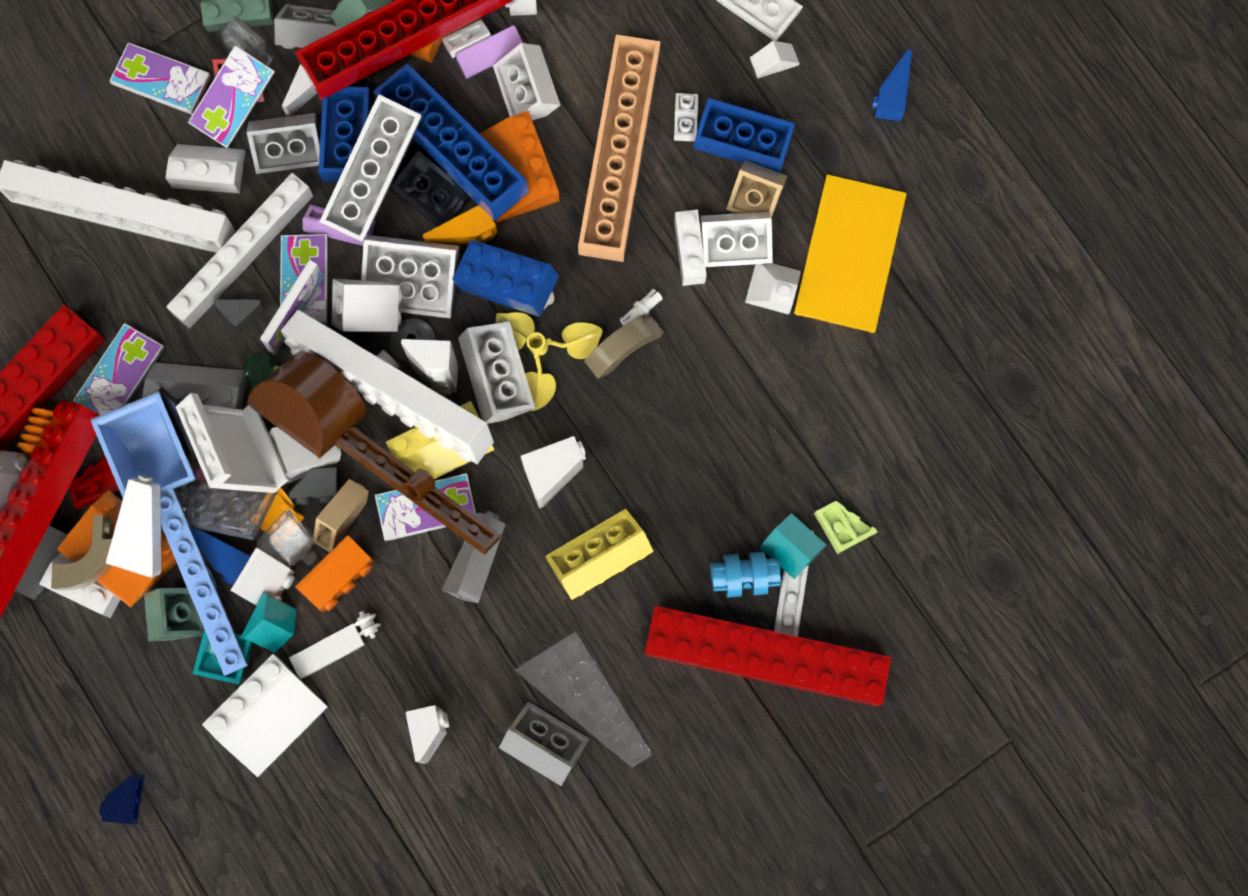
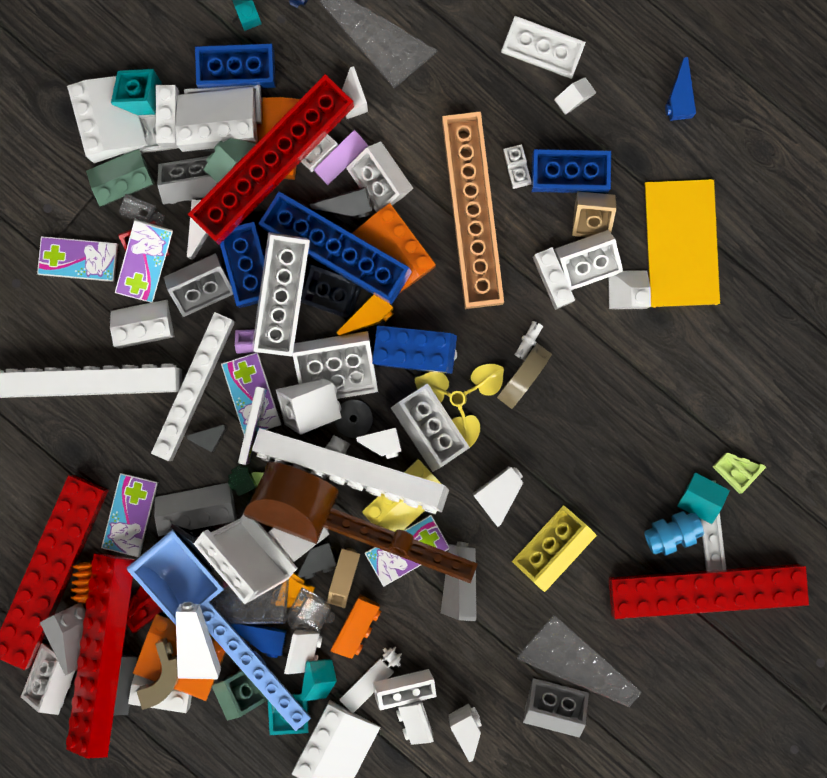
camera: 15 degrees left, 10 degrees up
(369, 664) = (404, 689): none -> white brick
(371, 707) = (416, 723): none -> white slope
(487, 101) = (348, 203): none -> dark grey slope

